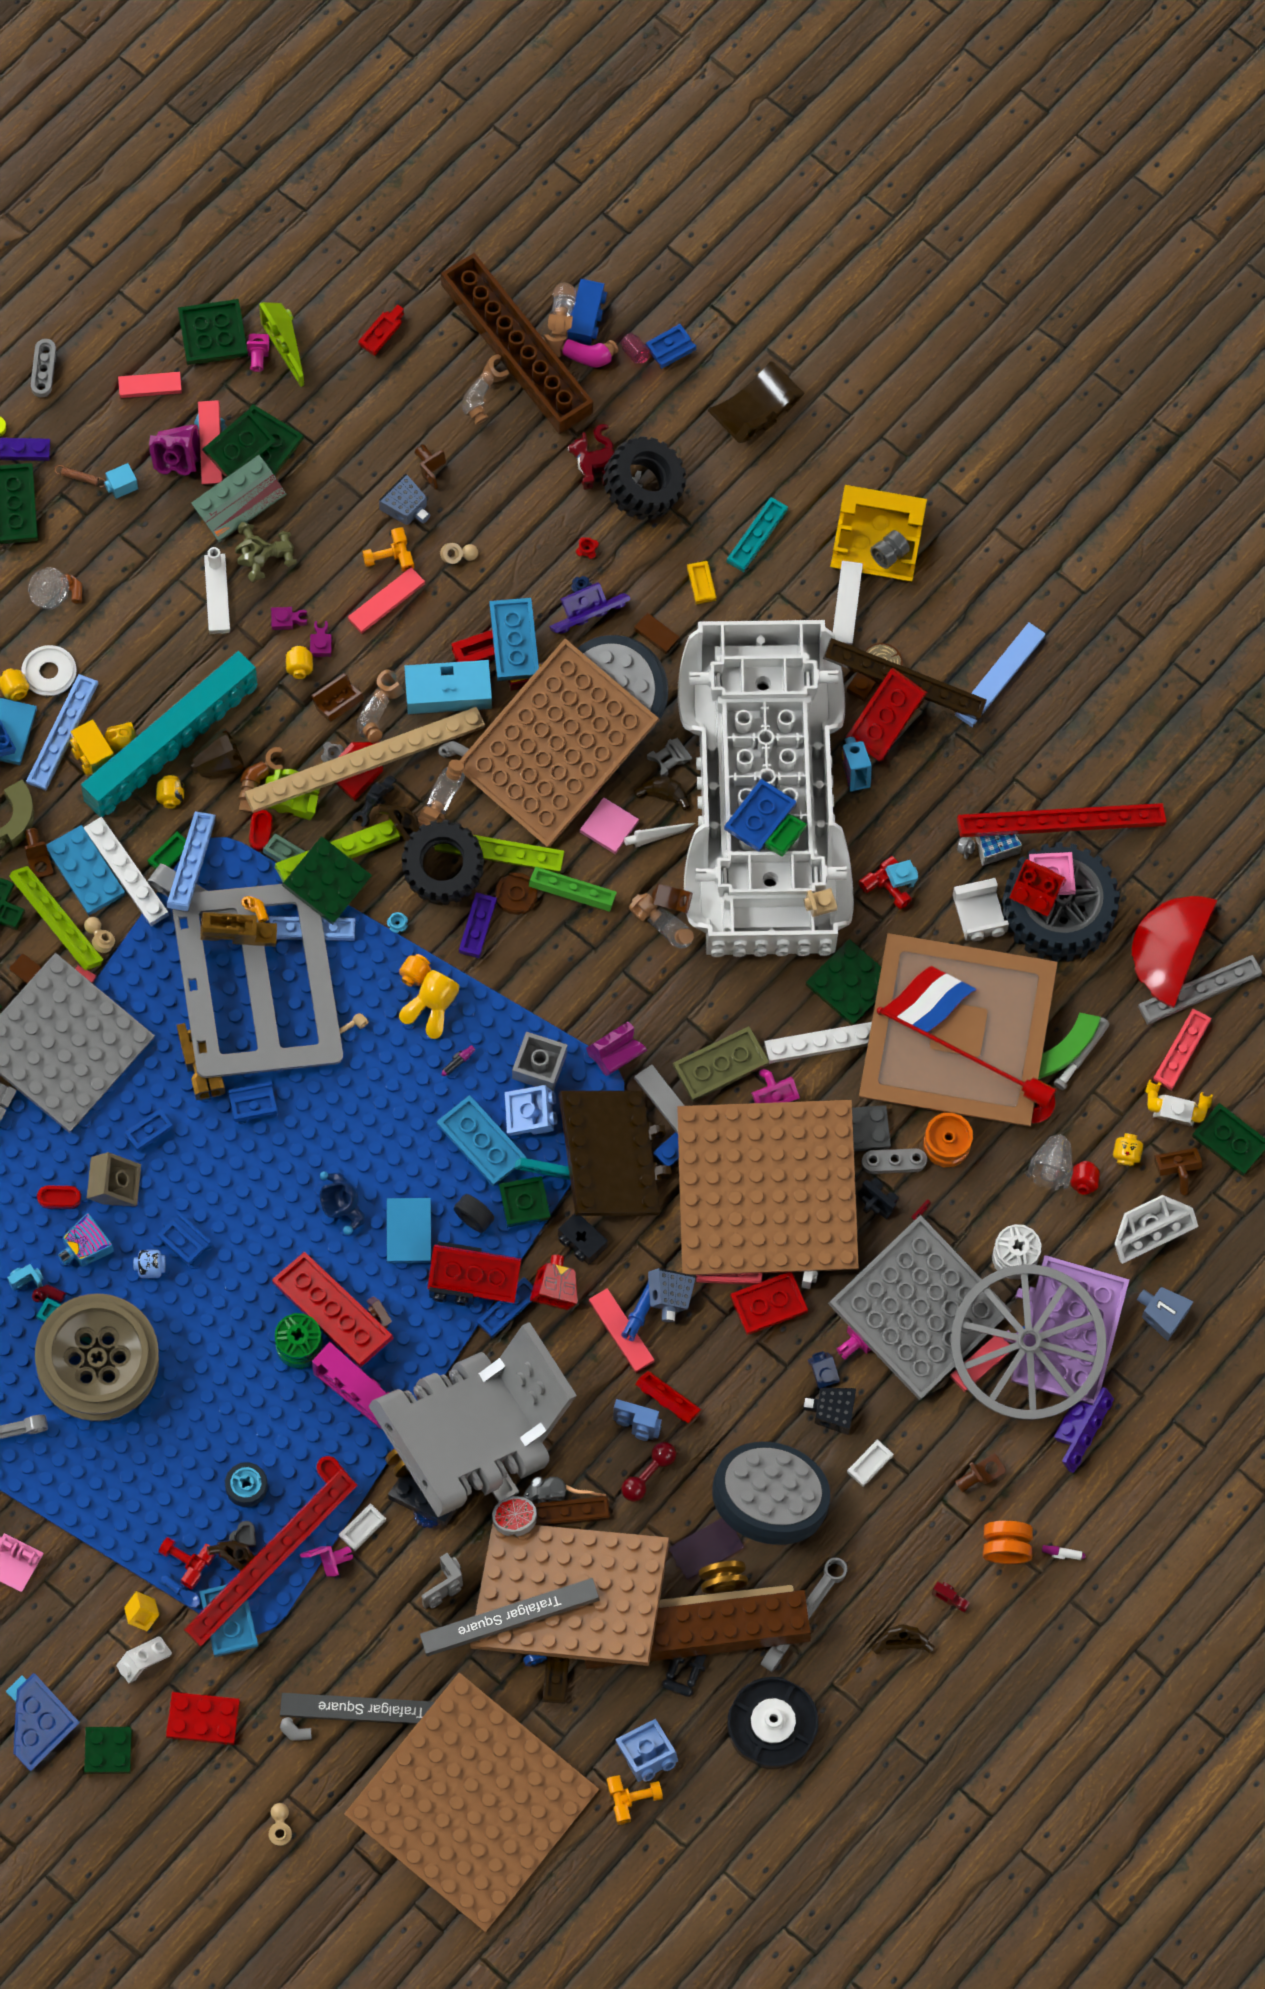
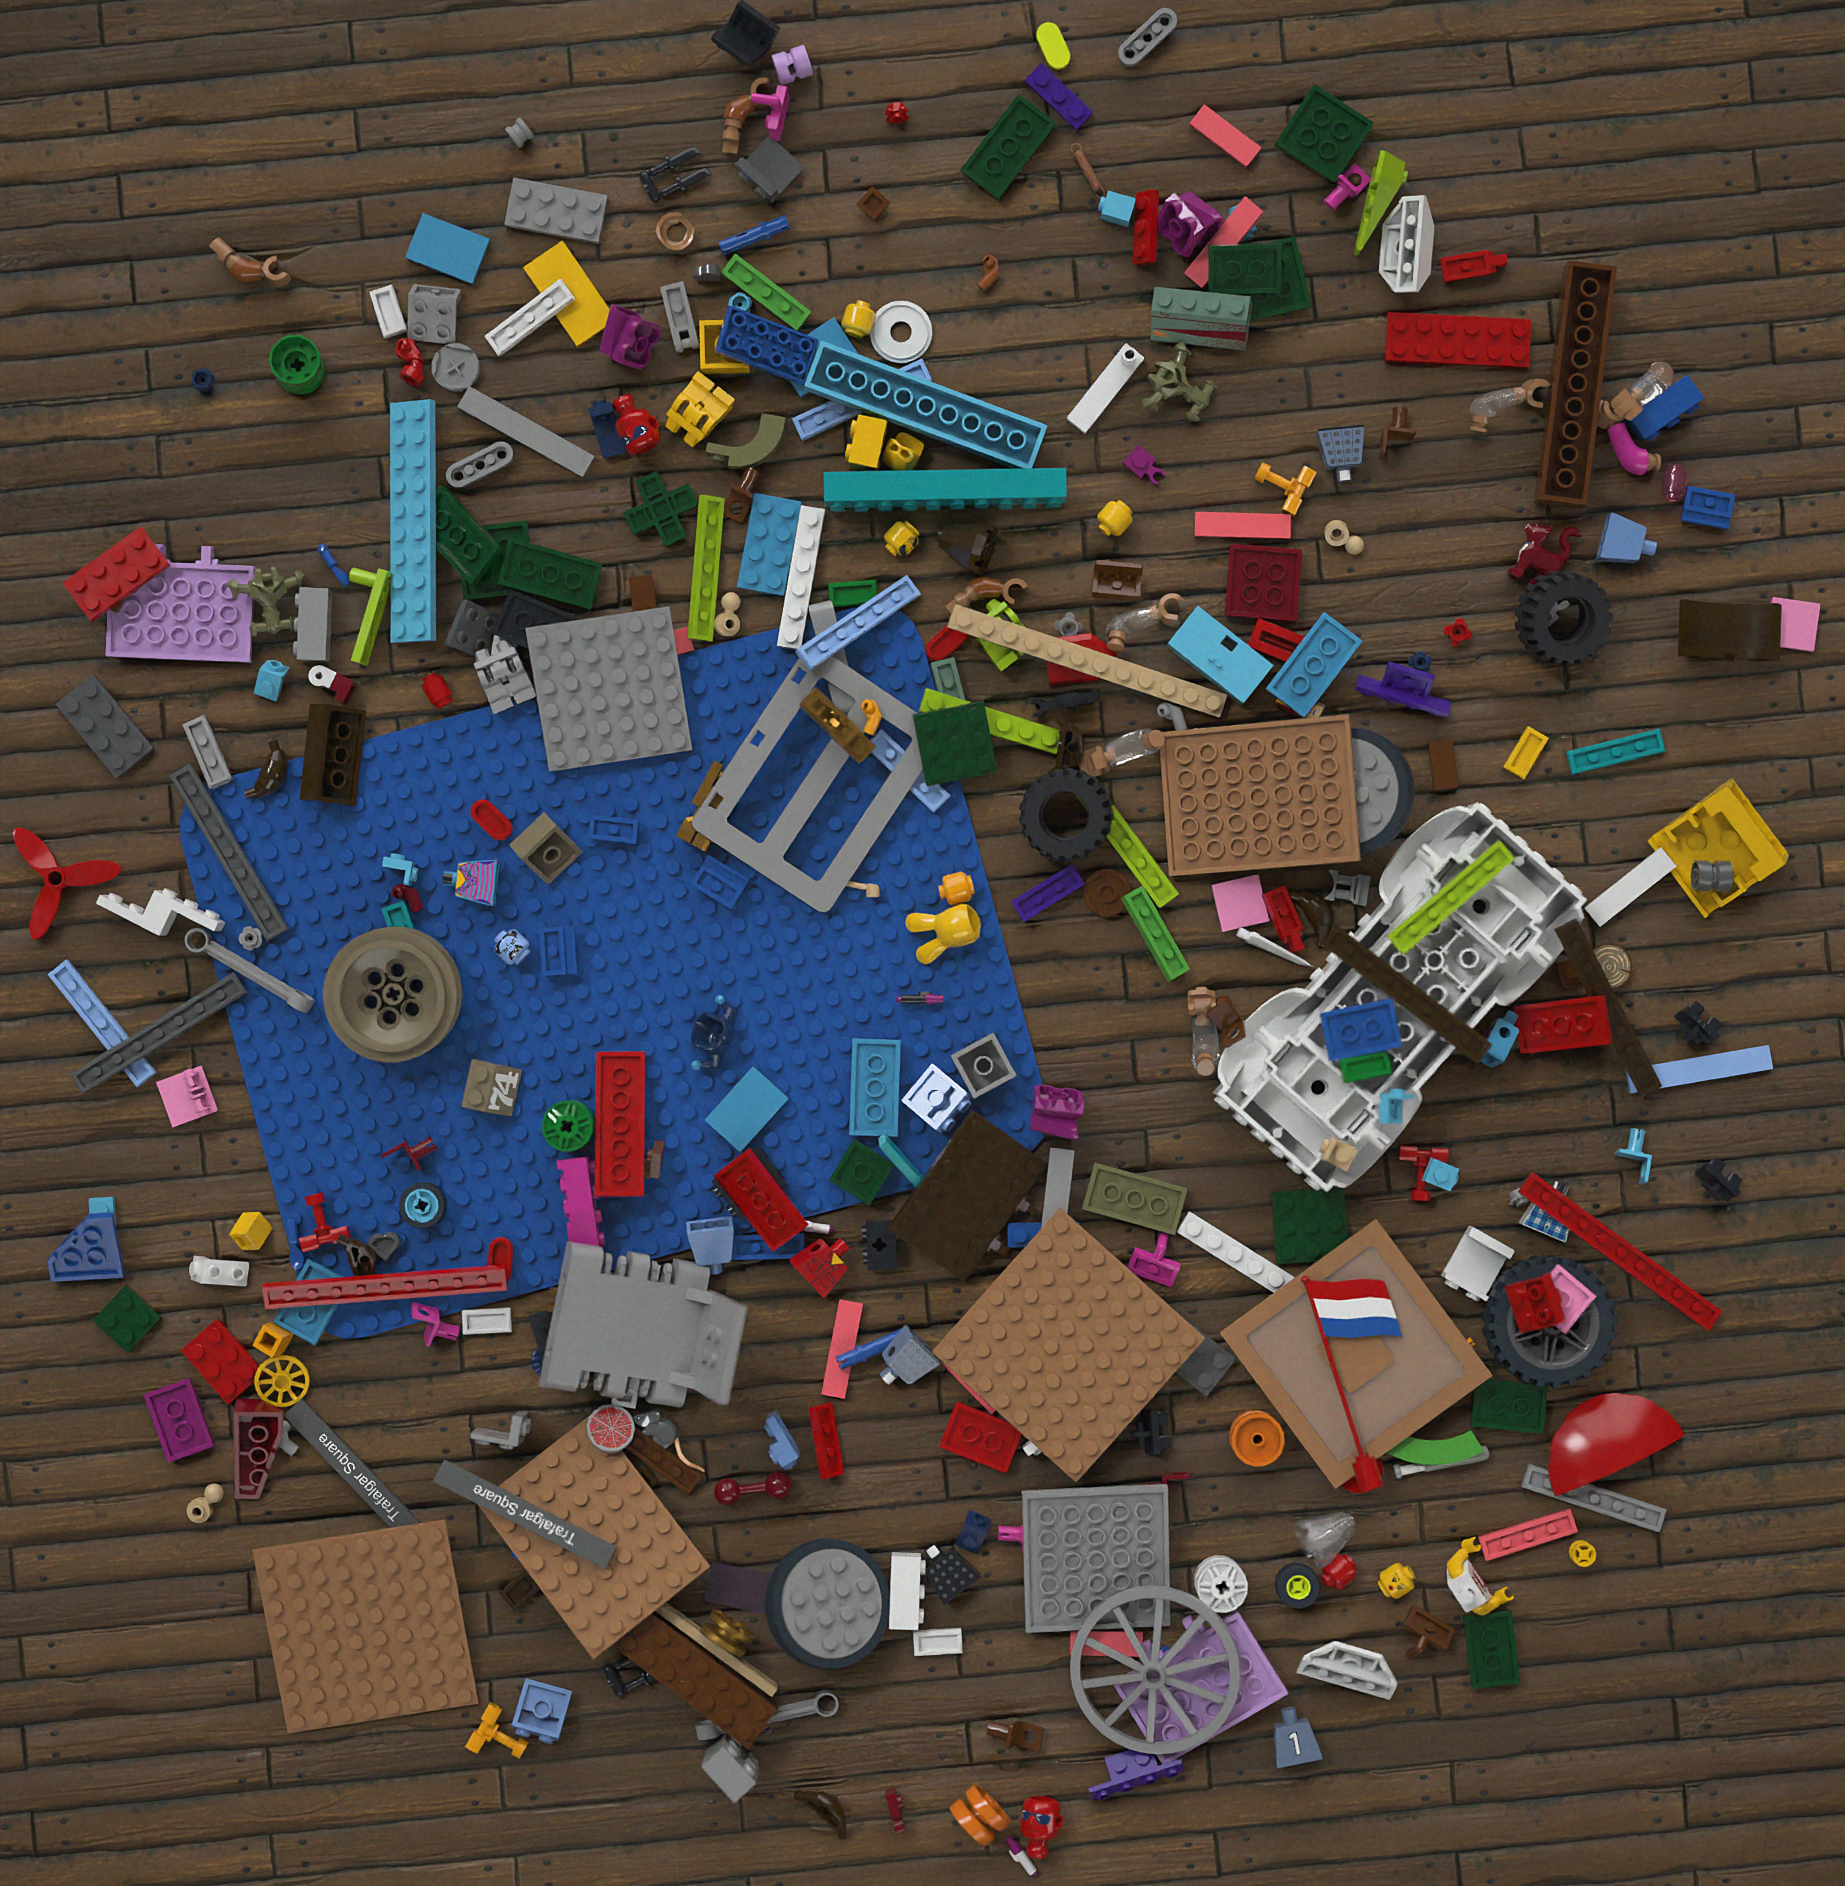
camera: 45 degrees right, 20 degrees up
(48, 588) = (966, 255): clear tile -> none
(107, 696) = (924, 407): none -> medium azure brick
(151, 477) = (1145, 227): none -> red plate
(208, 1456) = (415, 1152): none -> dark red bracket
(208, 1784) = (179, 1419): none -> magenta plate
(221, 1366) = (491, 1087): none -> dark tan slope
(225, 1665) = (273, 1339): none -> light orange brick
(256, 1692) = (282, 1380): none -> yellow wheel
(275, 1745) = (256, 1440): none -> dark red wedge
(321, 642) = (1151, 514): magenta plate -> none
(328, 349) = (1407, 245): none -> white wedge
(391, 922) = (984, 835): medium azure plate -> none
(416, 380) = (1457, 340): none -> red plate
(433, 621) = (1263, 582): none -> dark red plate
(467, 1333) = (711, 1241): none -> medium blue torso
(473, 1213) = (808, 1147): black tyre -> none
(525, 1270) = (818, 1228): none -> white piece
(637, 407) = (1623, 541): none -> medium blue torso
(647, 808) = (1284, 918): none -> red hinge
(737, 686) = (1450, 897): none -> lime plate
(767, 1742) = (661, 1757): black piece -> none
(768, 769) = (1406, 994): none -> dark brown plate
(796, 365) = (1798, 624): none -> bright pink tile
(810, 1658) = (731, 1766): none -> light grey brick
(816, 1444) = (906, 1591): none -> white brick
(825, 843) = (1391, 1106): none -> medium azure bracket
(885, 1165) = (1193, 1400): light grey plate -> none
(972, 648) = (1695, 1027): none -> black hips
(1011, 757) = (1635, 1152): none -> medium azure bracket
(1053, 1514) = (1040, 1824): none -> red piece
(1072, 1205) = (1304, 1588): none -> black wheel
(1080, 729) = (1716, 1183): none -> black hips
(1089, 979) = (1509, 1406): none -> dark green plate
(1229, 1023) = (1586, 1557): none -> yellow wheel

